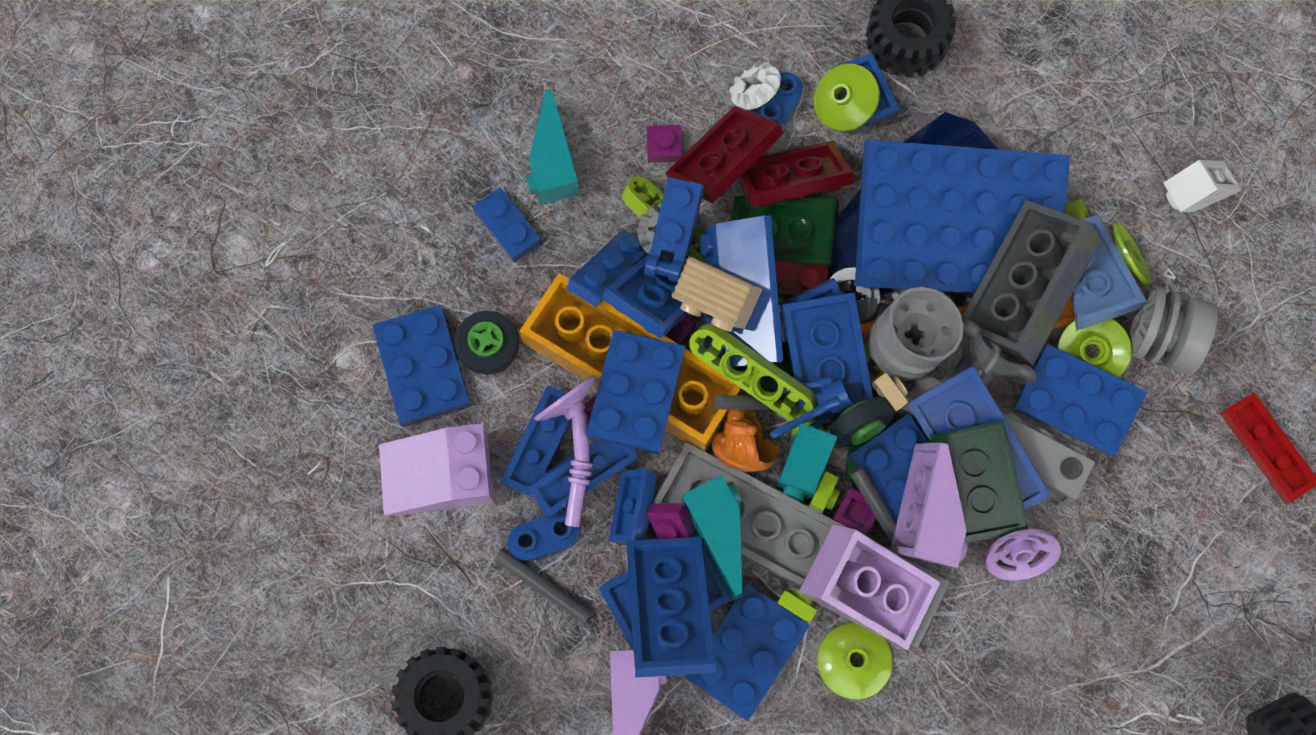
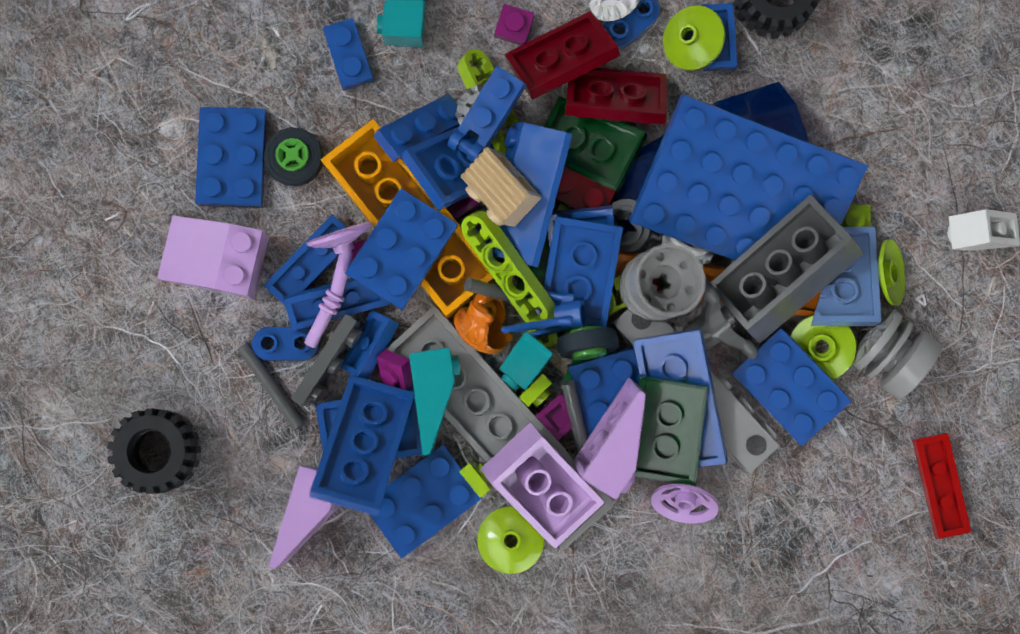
camera: 20 degrees right, 10 degrees up
(597, 537) = (328, 361): none -> dark grey plate
(892, 390) = (623, 325): tan plate -> none

